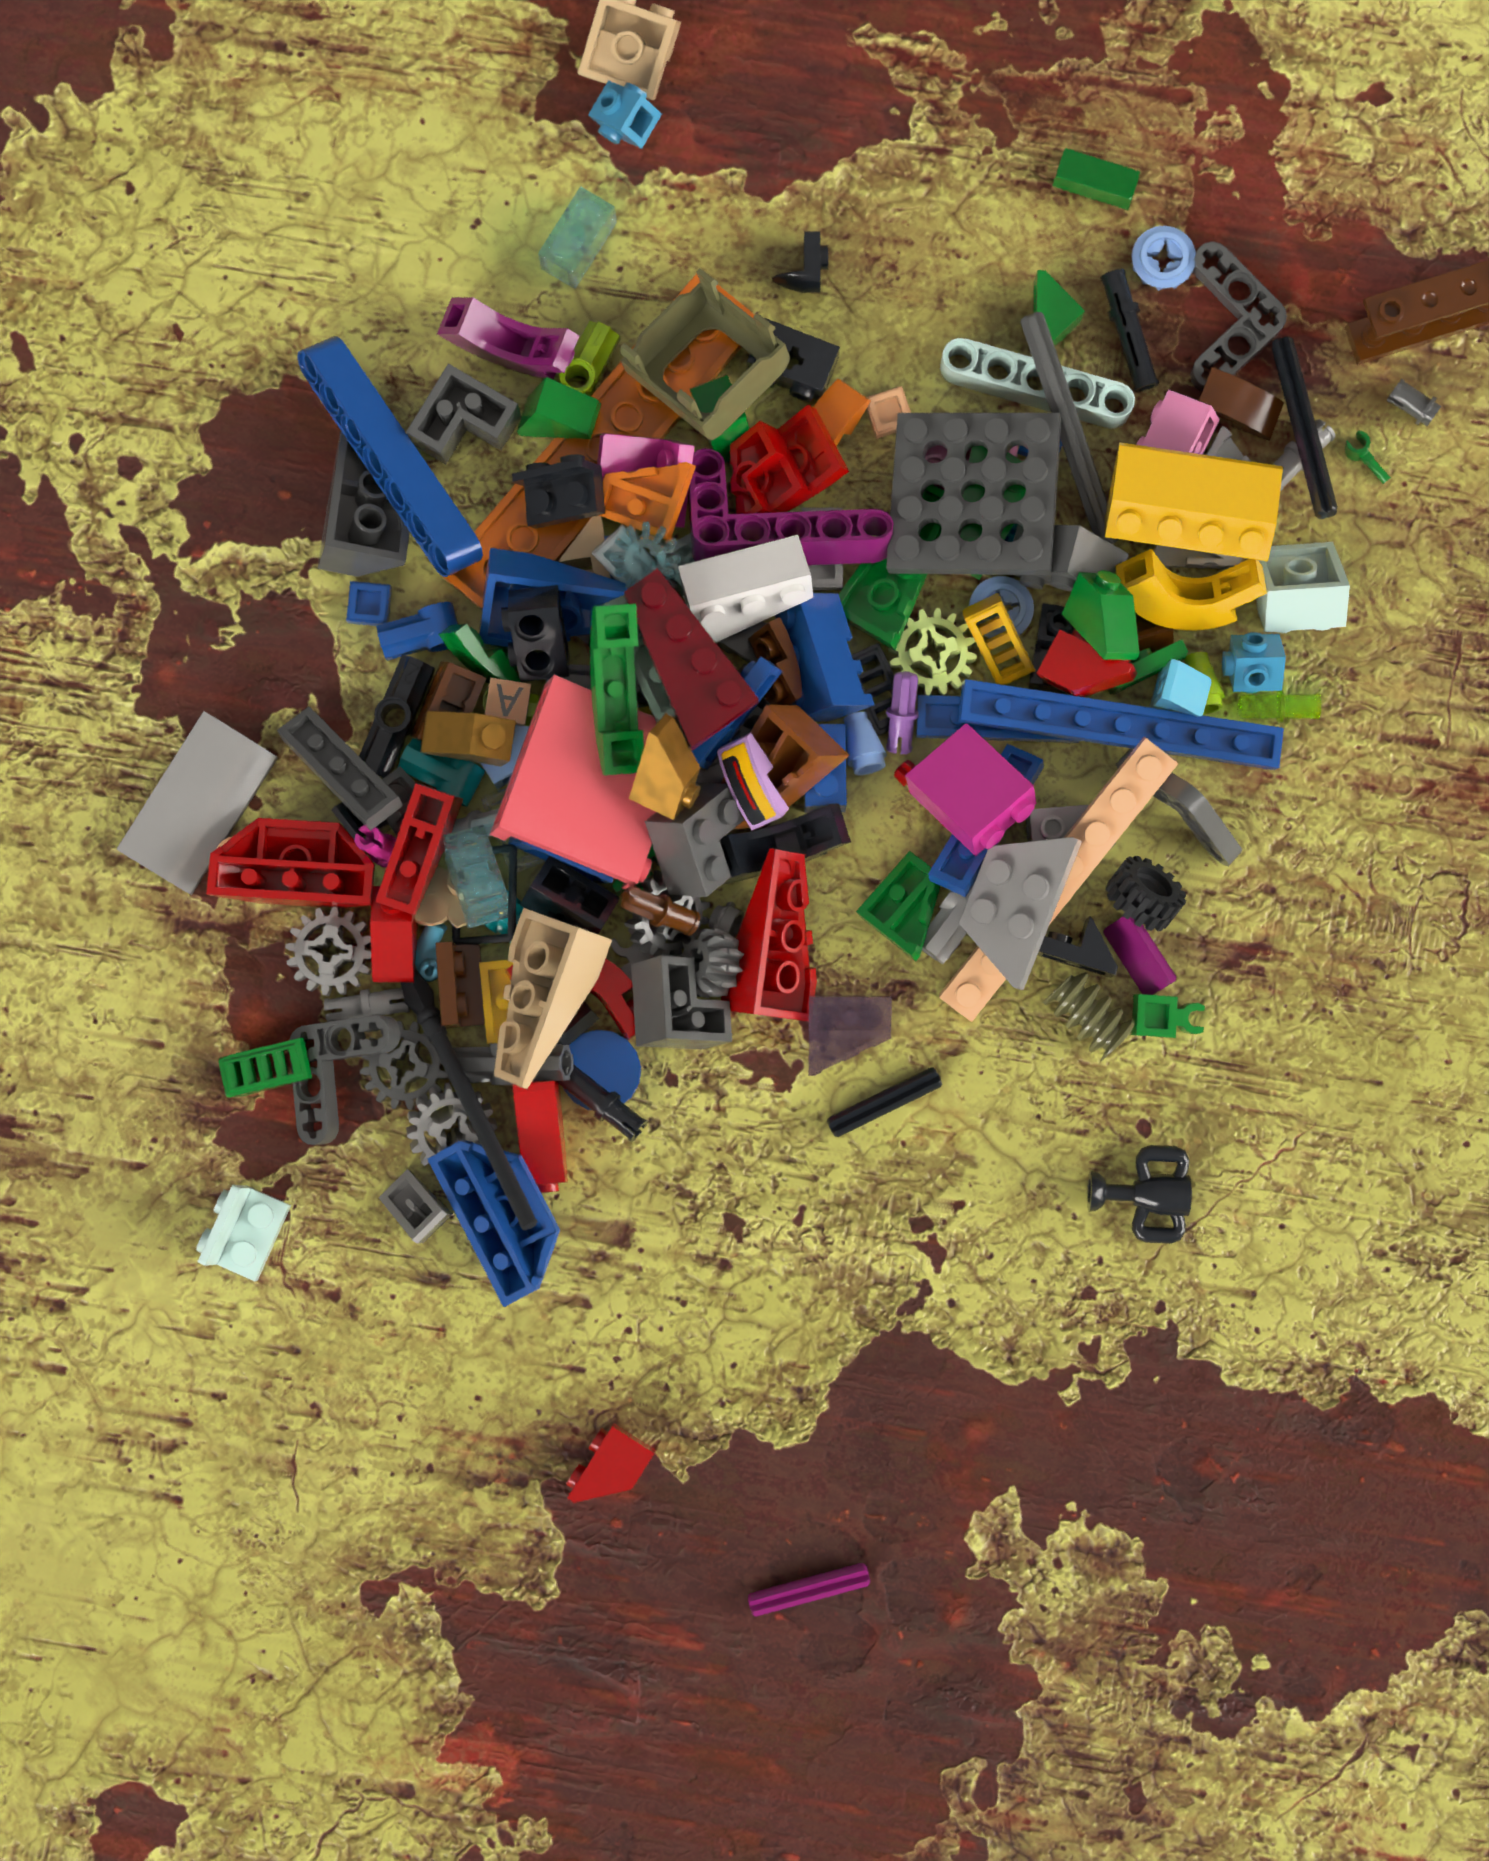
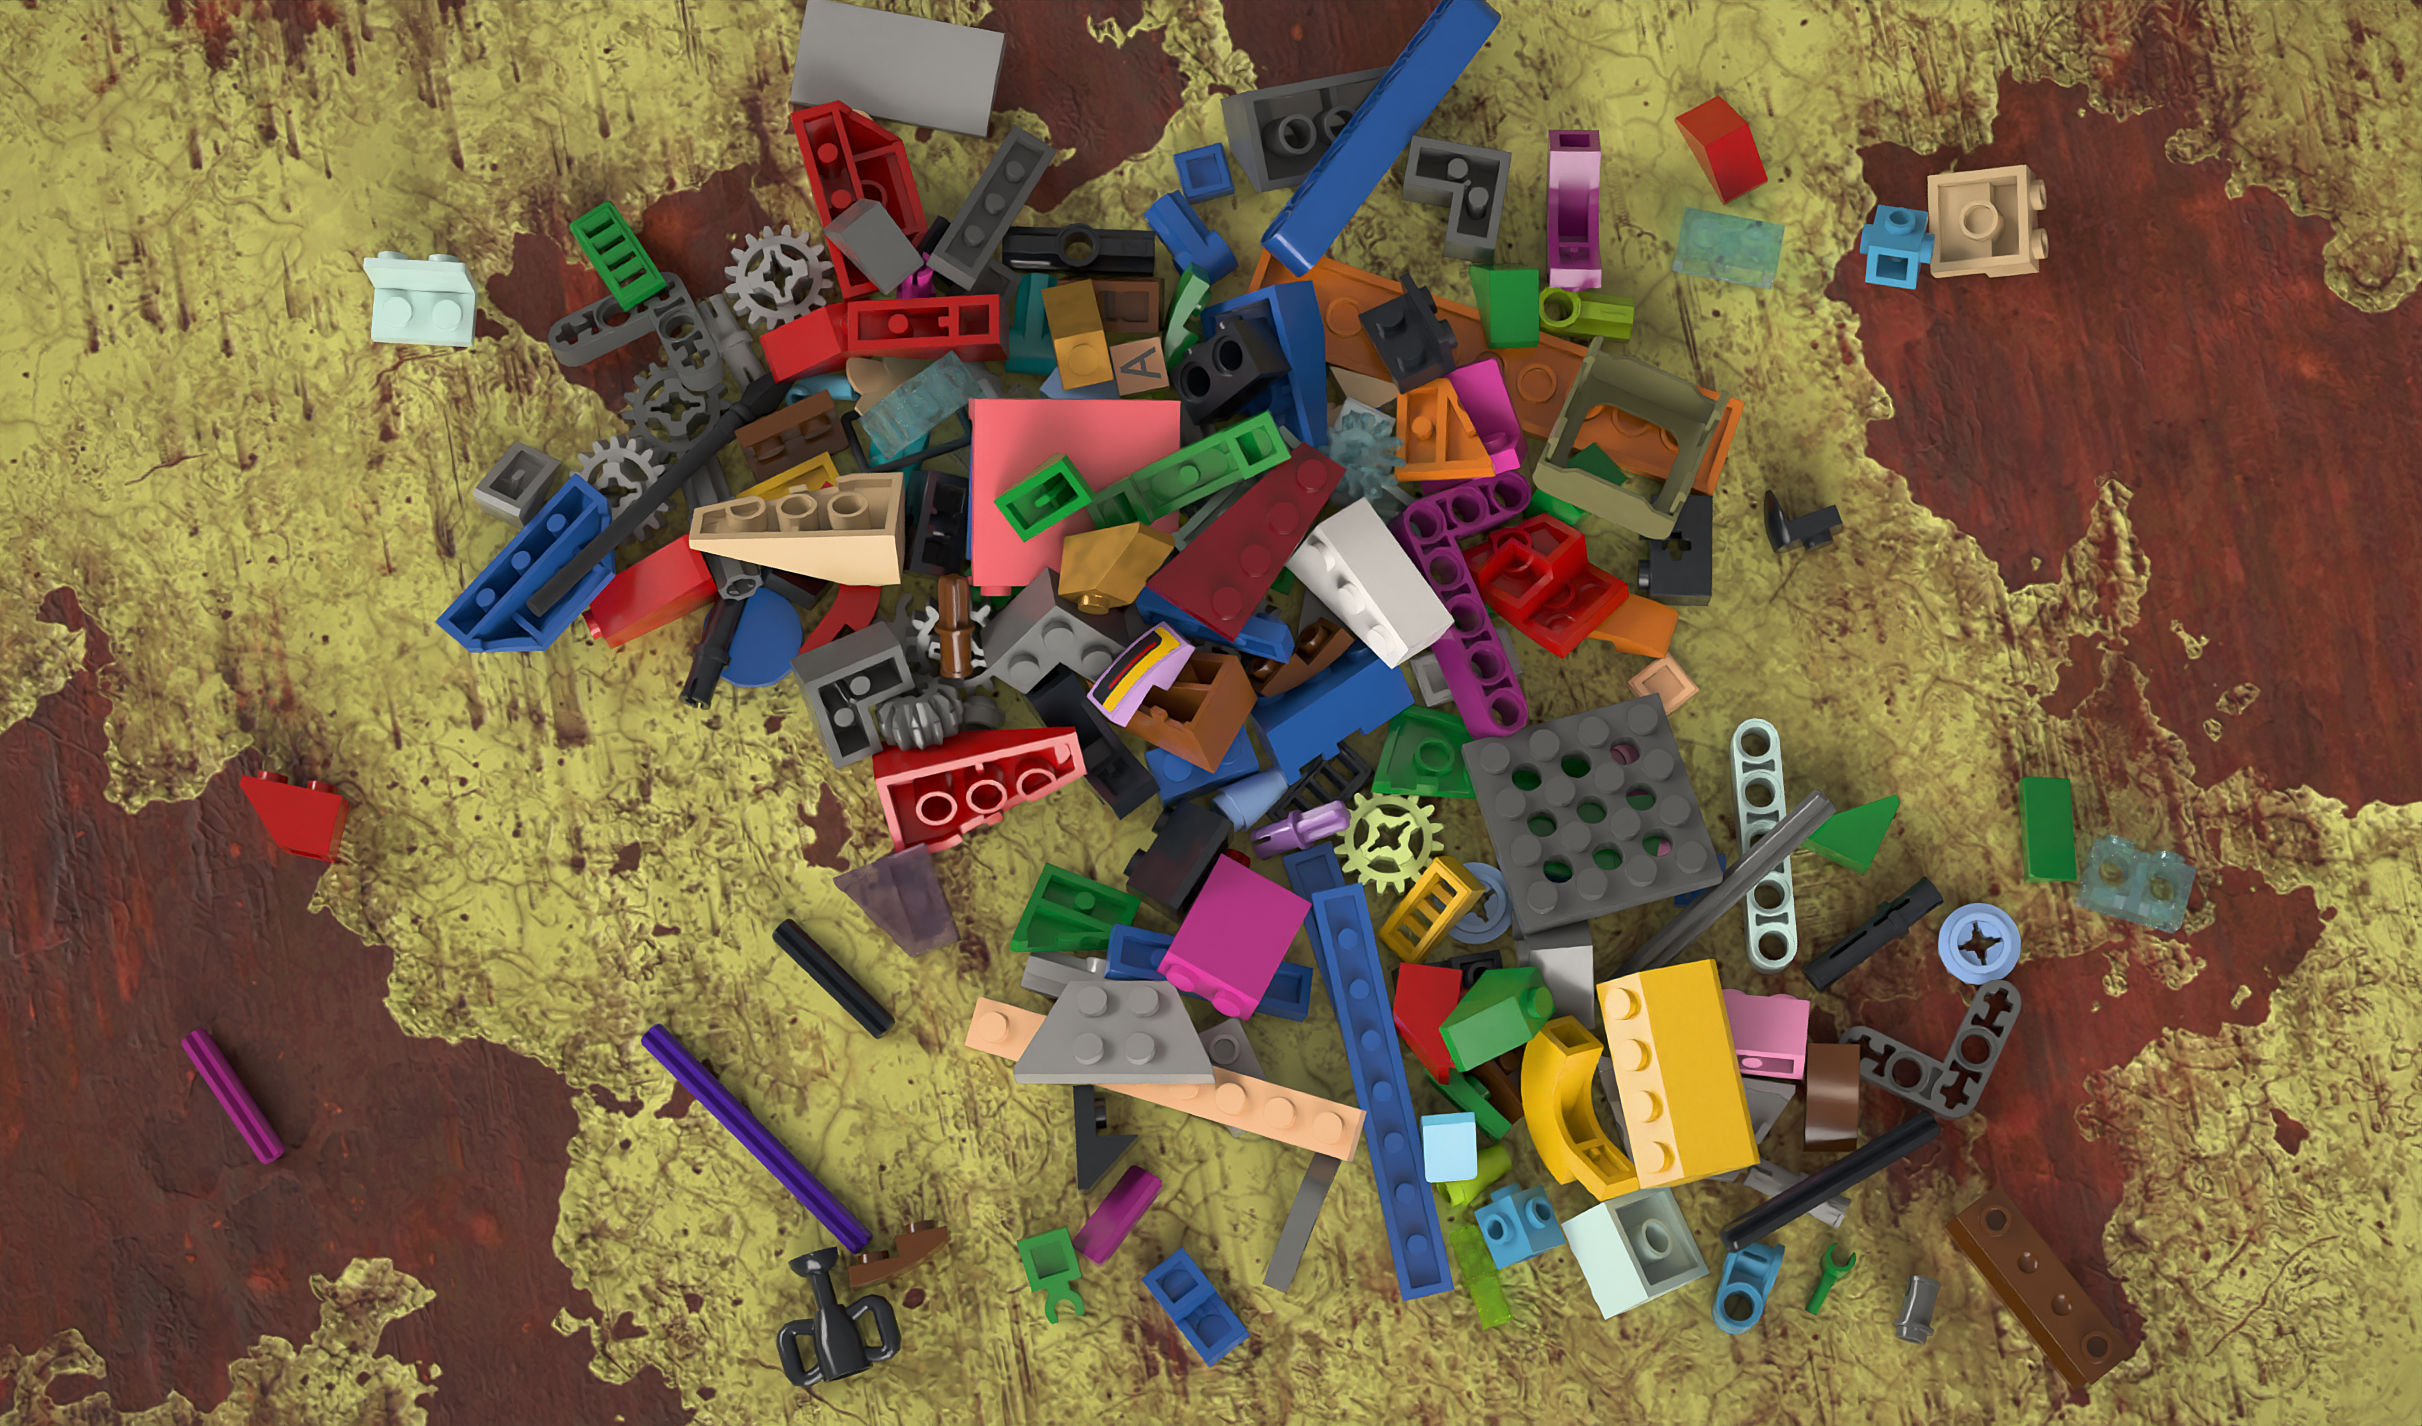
camera: 70 degrees right, 5 degrees down
(338, 864) = (874, 244): none -> dark grey slope
(497, 214) = (1723, 148): none -> red slope
(593, 800) = (1044, 496): none -> green slope
(891, 810) = (1179, 858): none -> black slope
(984, 1202) = (756, 1138): none -> dark purple axle
(1090, 1014) = (1022, 1178): olive piece -> none
(1112, 1113) = (914, 1248): none -> reddish brown slope
(1145, 893) = (1187, 1212): black tyre -> none
(1167, 132) = (2133, 898): none -> clear light blue brick
(1226, 922) = (1195, 1307): none -> blue slope
(1351, 513) = (1750, 1276): none -> dark azure piece

